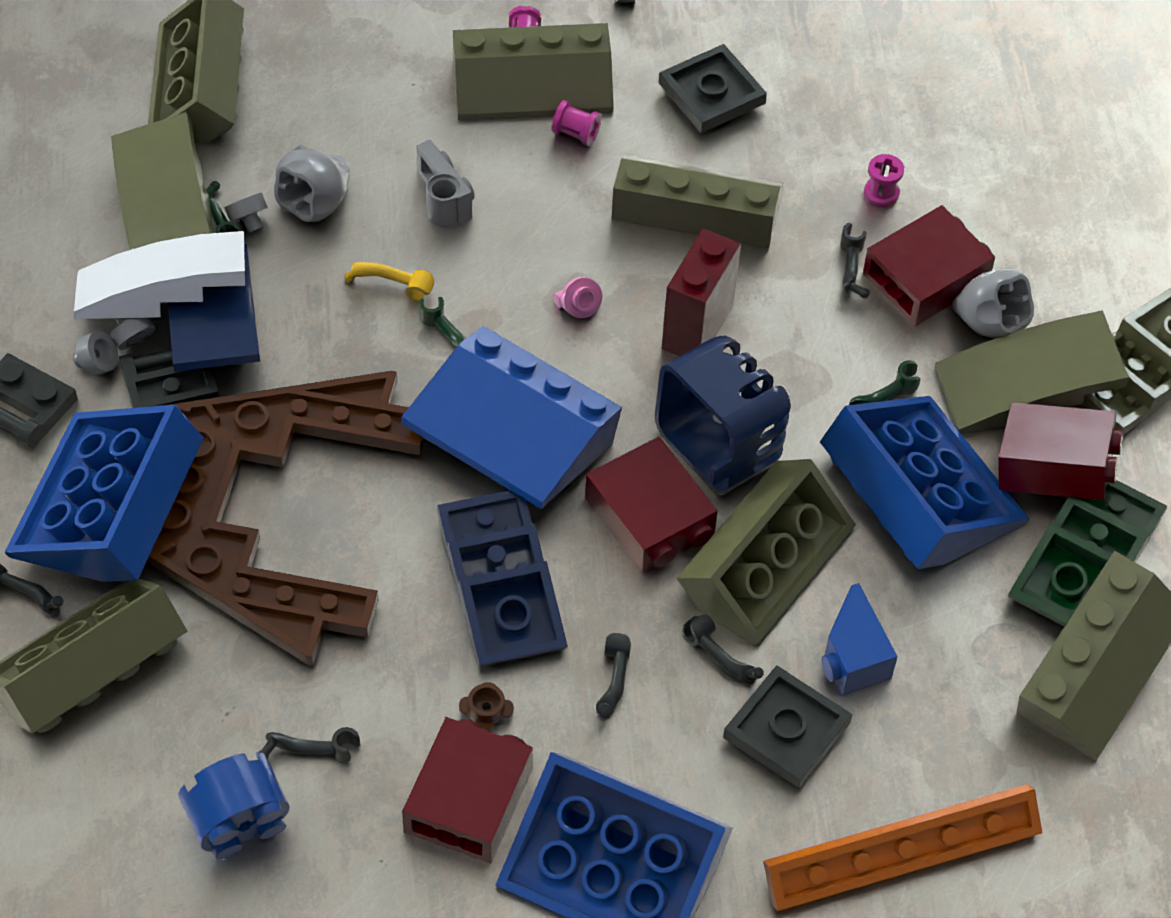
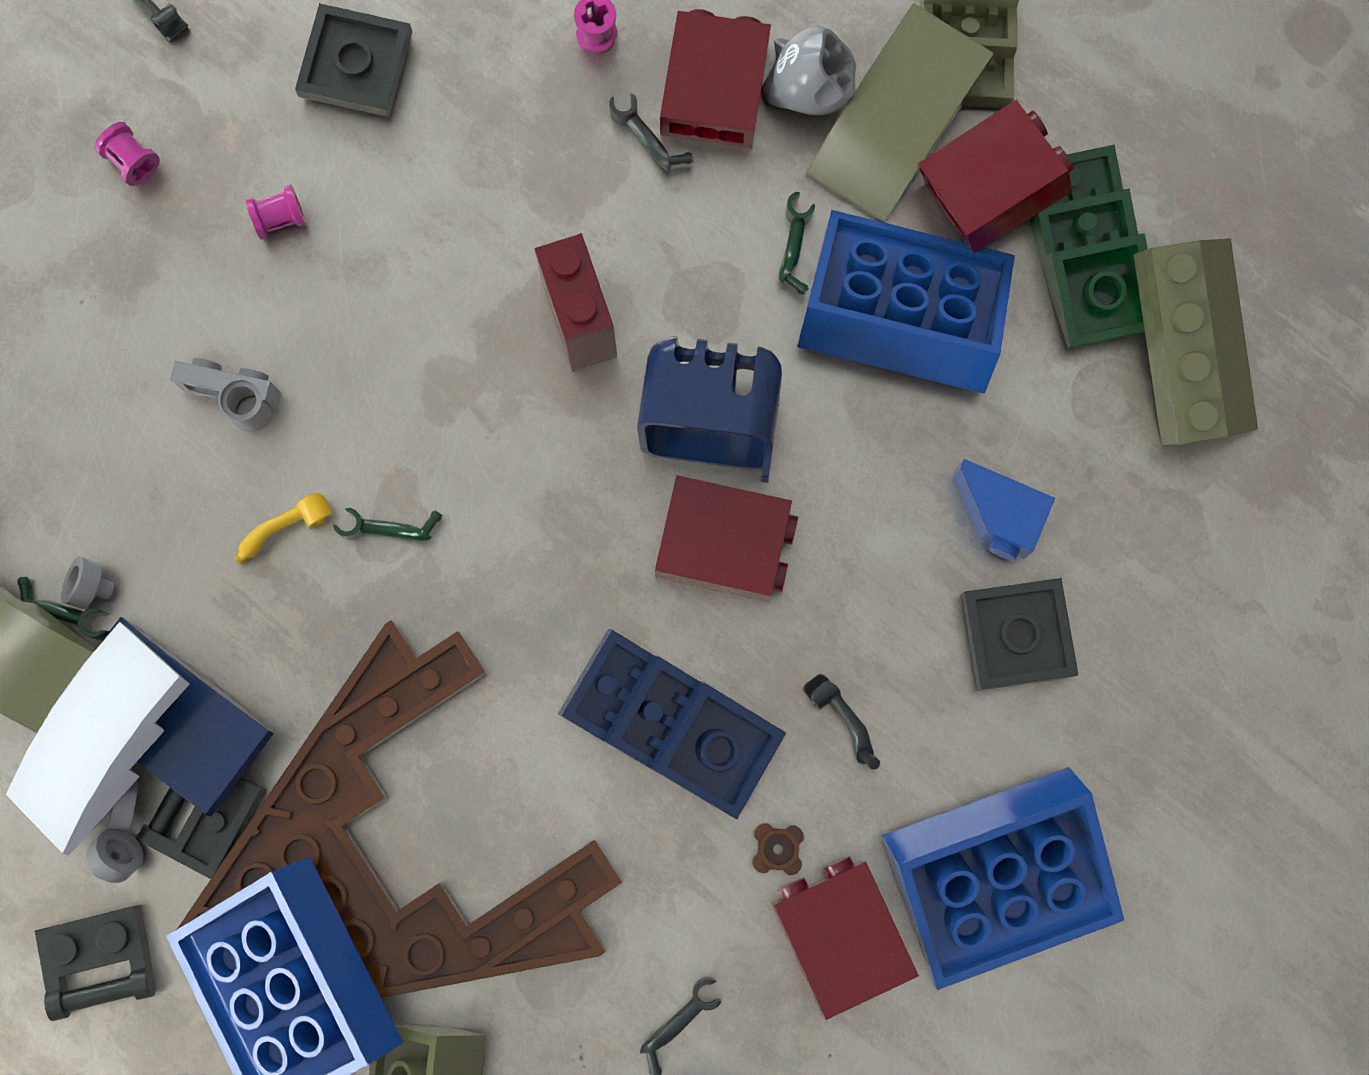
camera: 45 degrees left, 25 degrees up
(311, 183) = (111, 499): light grey piece -> none
(513, 417) = (536, 574): blue slope -> none
(532, 70) = (181, 193): olive slope -> none
(580, 297) = (460, 391): bright pink plate -> none
(695, 198) = (457, 190): olive slope -> none
(698, 632) = (868, 616): pearl dark grey piece -> none
(767, 550) = (852, 489): olive slope -> none
(902, 847) = (1201, 655): orange plate -> none

